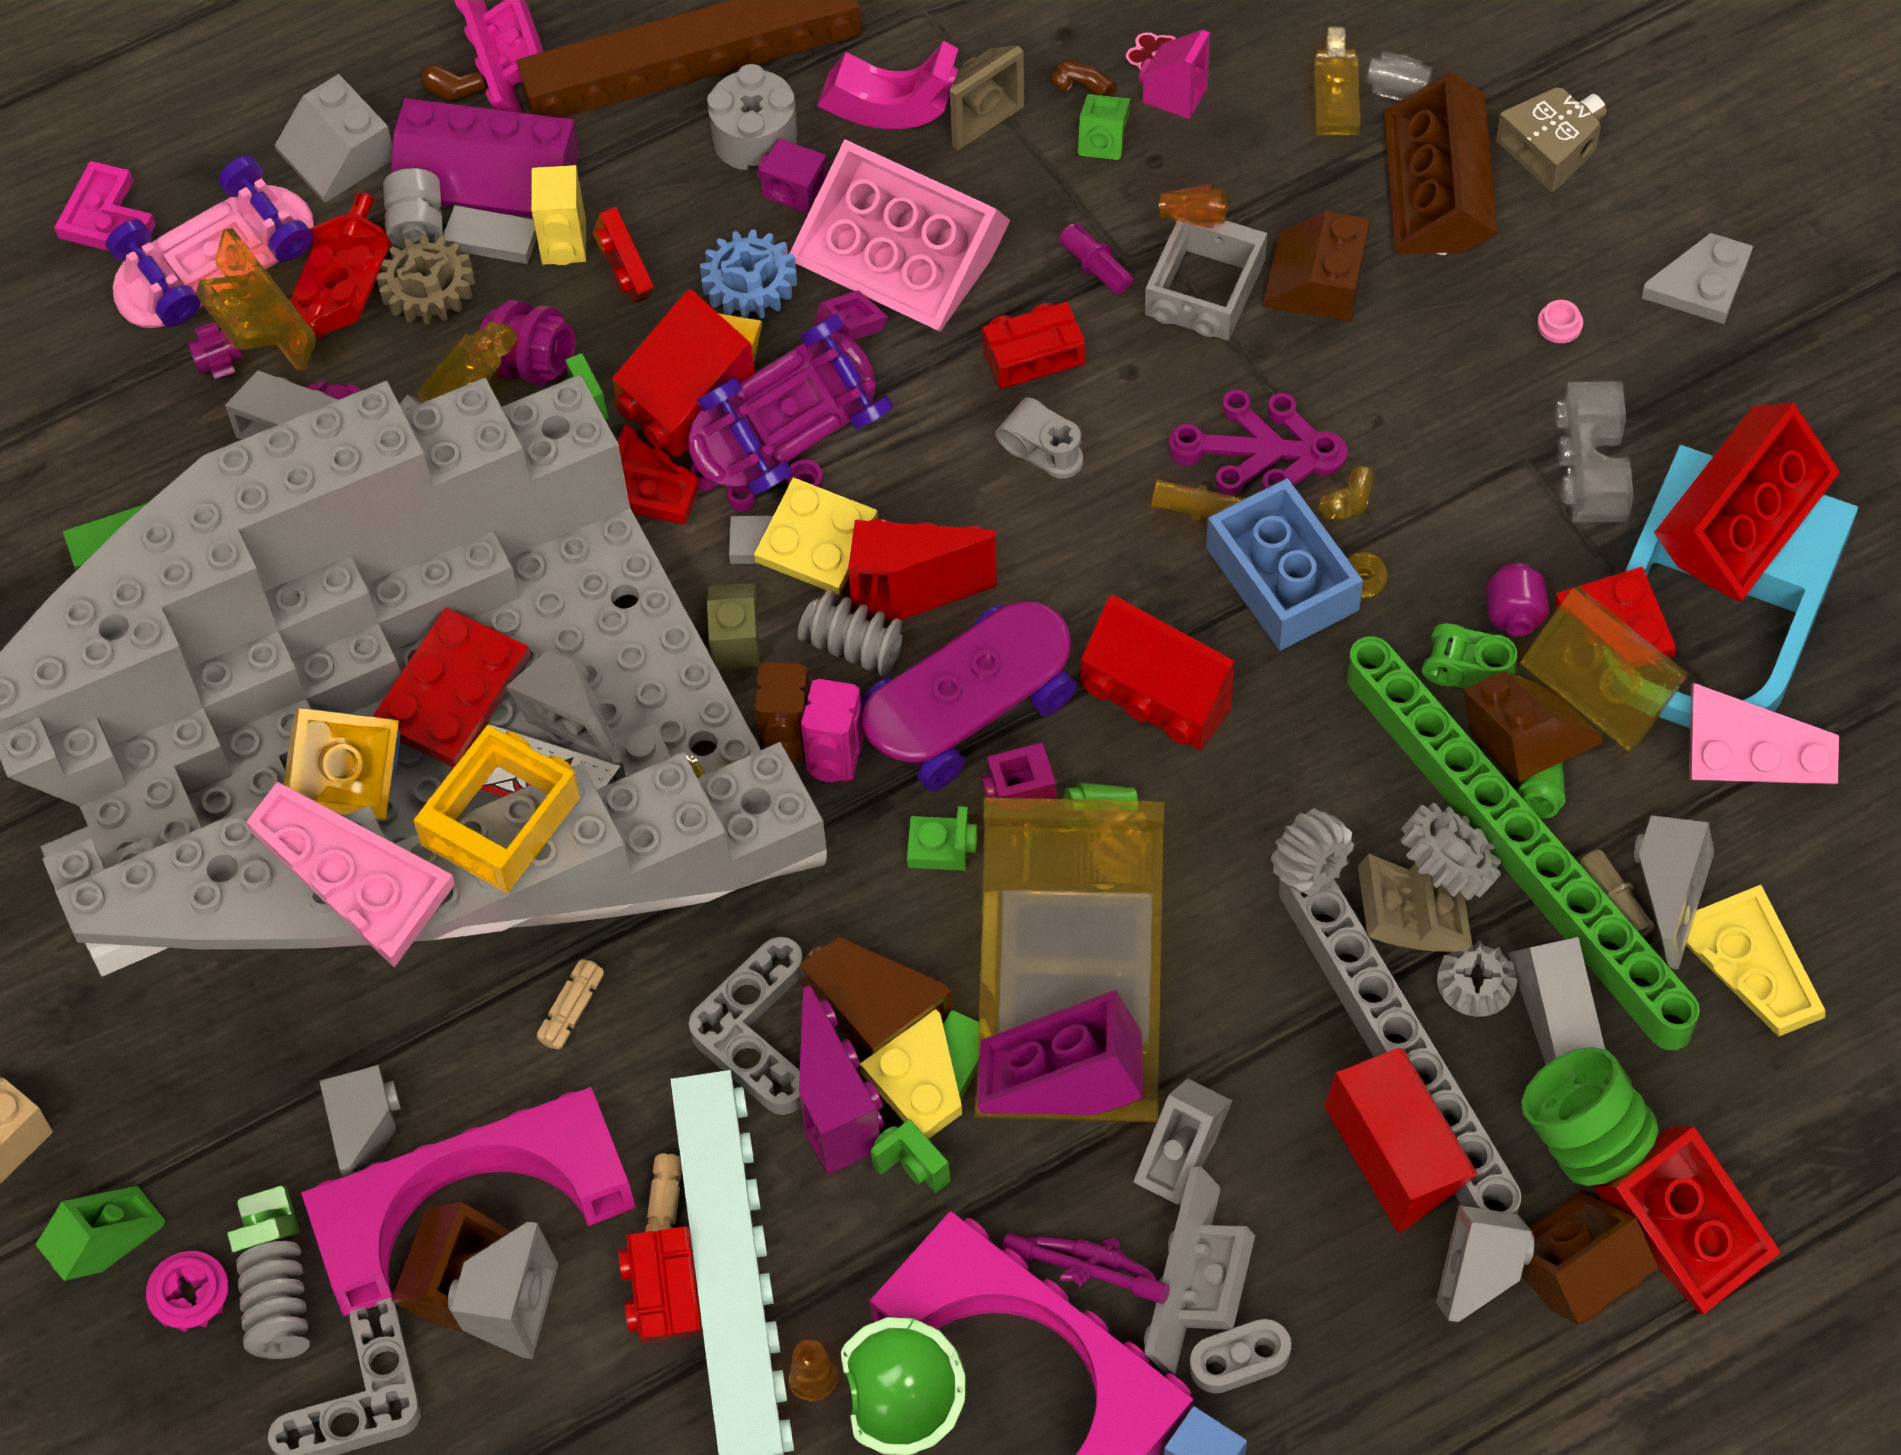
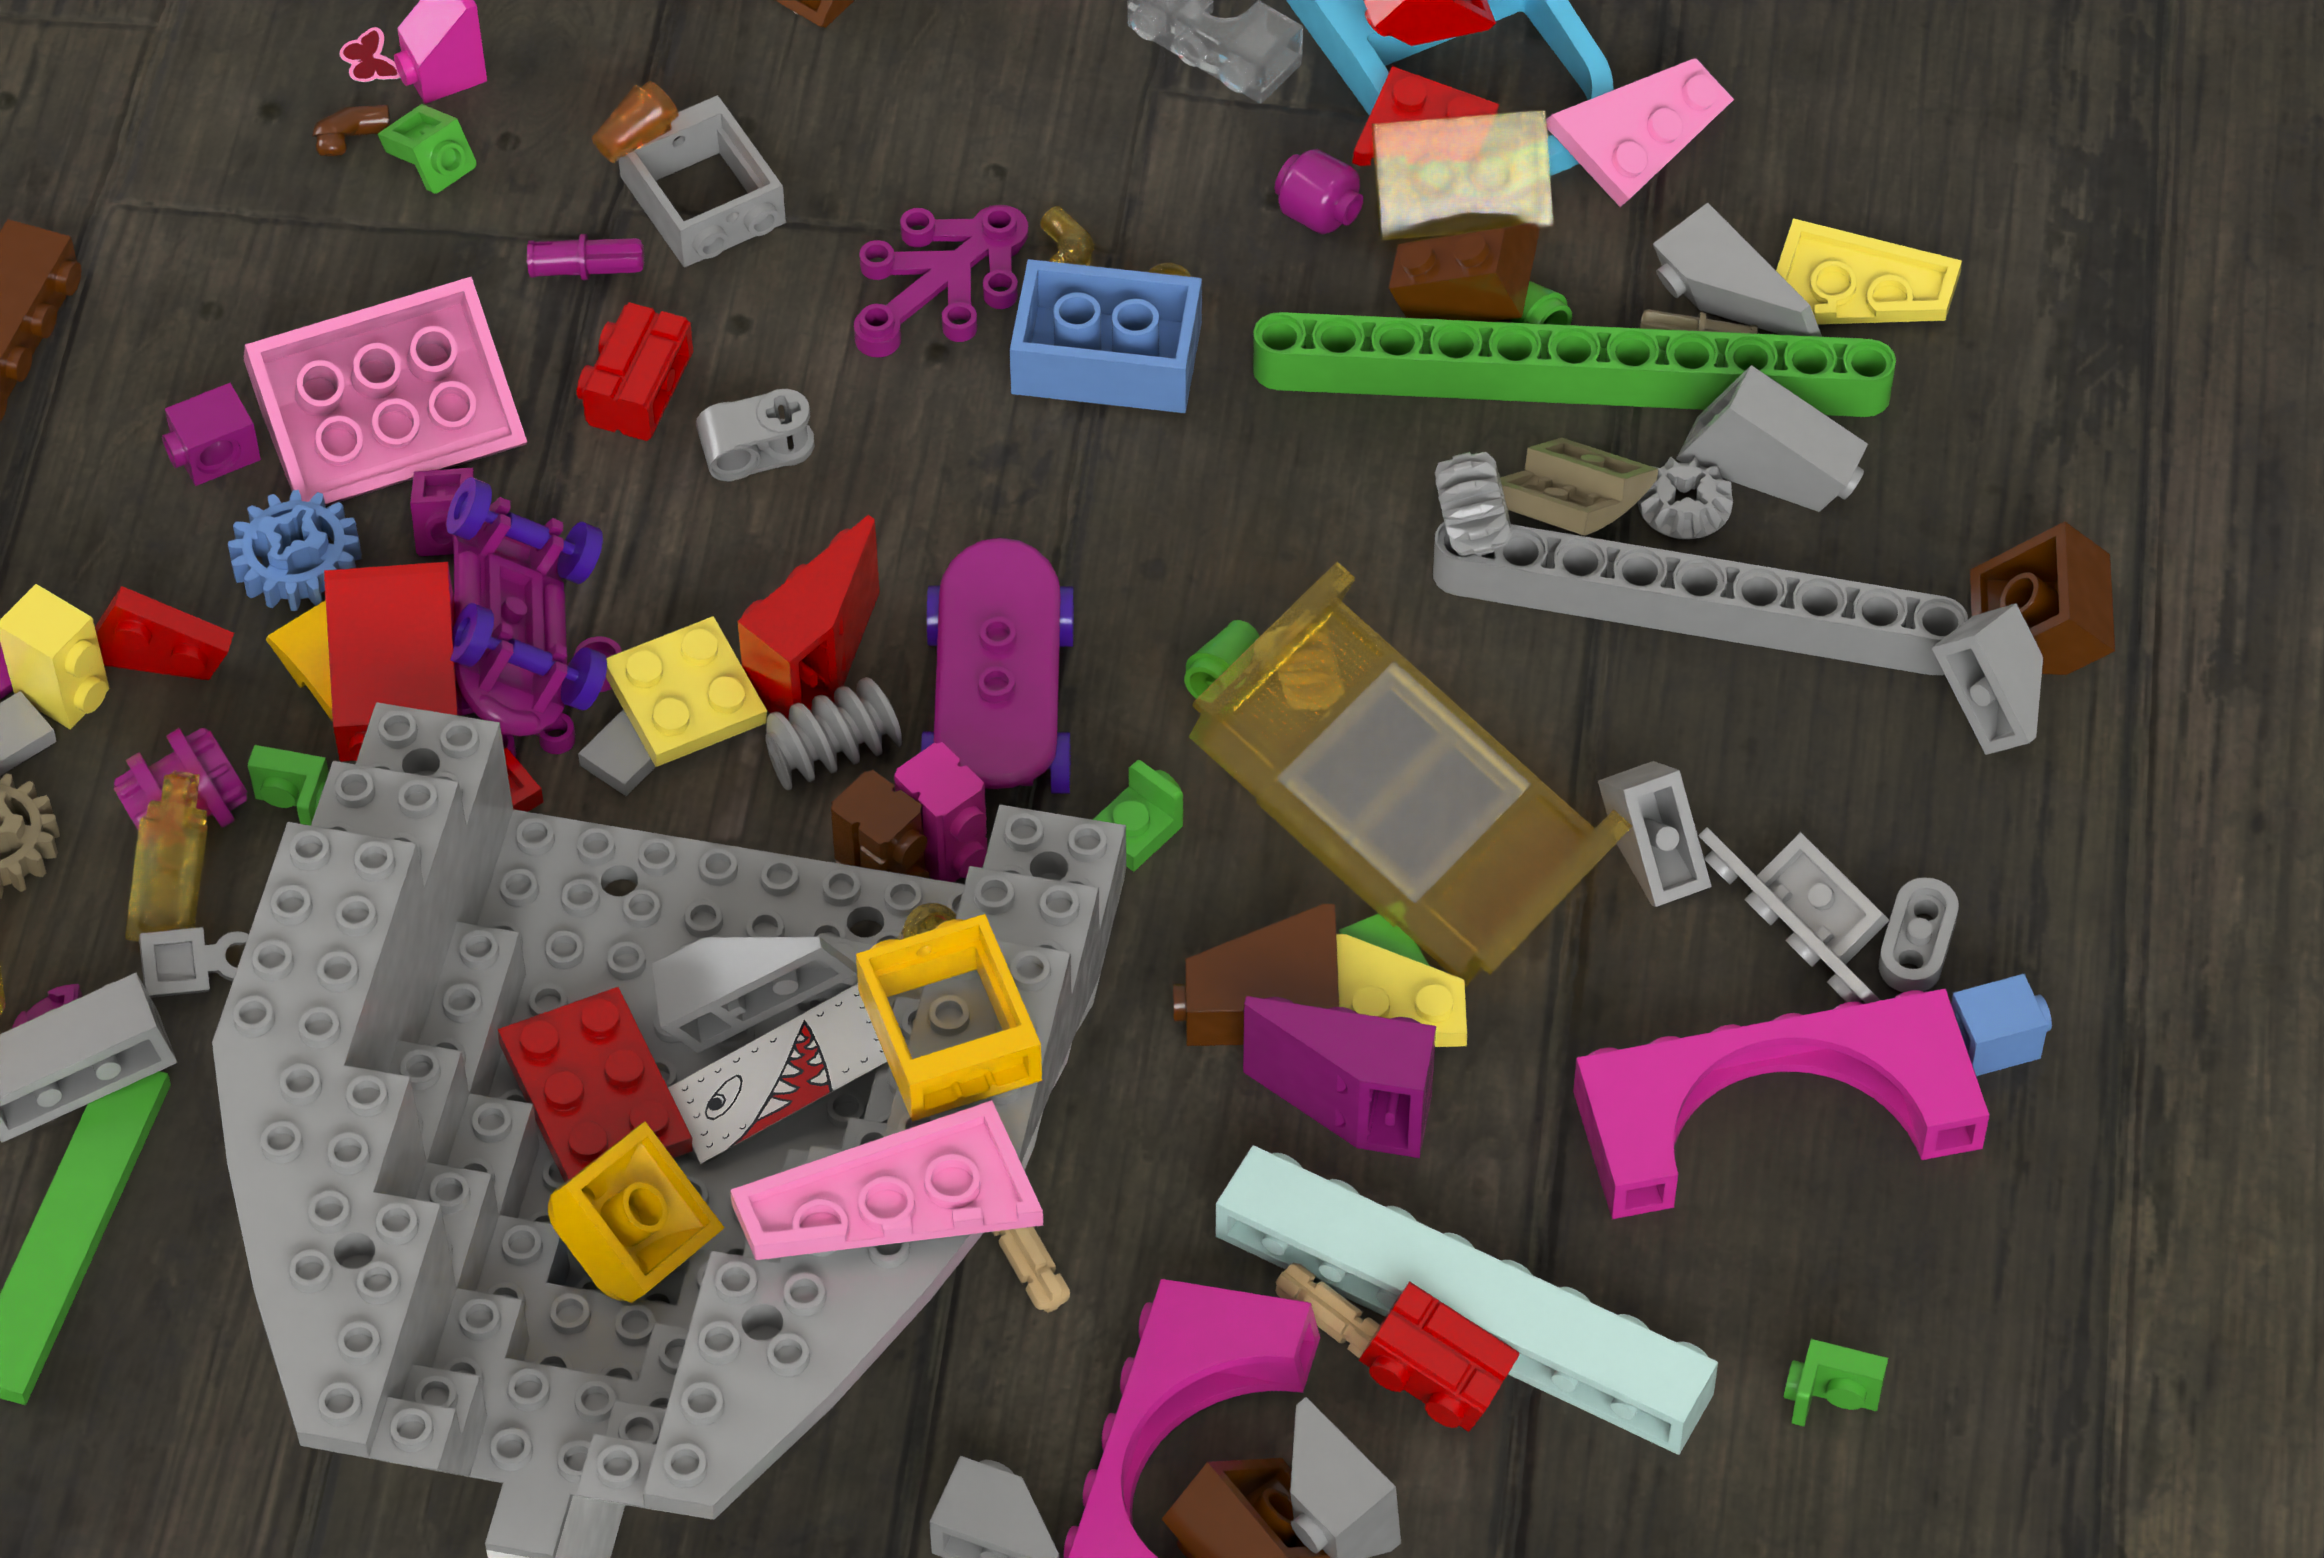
camera: 55 degrees left, 5 degrees down
(733, 625) = (714, 814): olive slope -> none
(737, 1033) = (1195, 1130): light grey beam -> none
(750, 115) = (103, 420): light grey brick -> none
(811, 1371) = (1638, 1288): clear orange cone -> none
(888, 97) = (212, 287): dark pink arch -> none
(903, 1385) = (1735, 1213): bright green cylinder -> none
(917, 1153) = (1479, 1055): bright green bracket -> none
(986, 93) = (285, 206): dark tan slope -> none
(1020, 774) = (1138, 704): magenta brick -> none
(1064, 1062) = (1510, 850): magenta slope -> none
(1089, 1261) = (1725, 984): magenta piece -> none
(1157, 673) = (1134, 510): red slope -> none
(1191, 500) = (957, 362): clear yellow pin -> none
(1319, 266) = (788, 87): reddish brown slope -> none
(1398, 1136) = (1810, 659): red slope -> none
(1451, 851) = (1547, 416): light grey gear -> none
(1467, 656) = (1346, 268): bright green piece -> none
(1590, 1116) = (1928, 490): bright green wheel -> none
(1692, 1218) = (2041, 477): red slope -> none

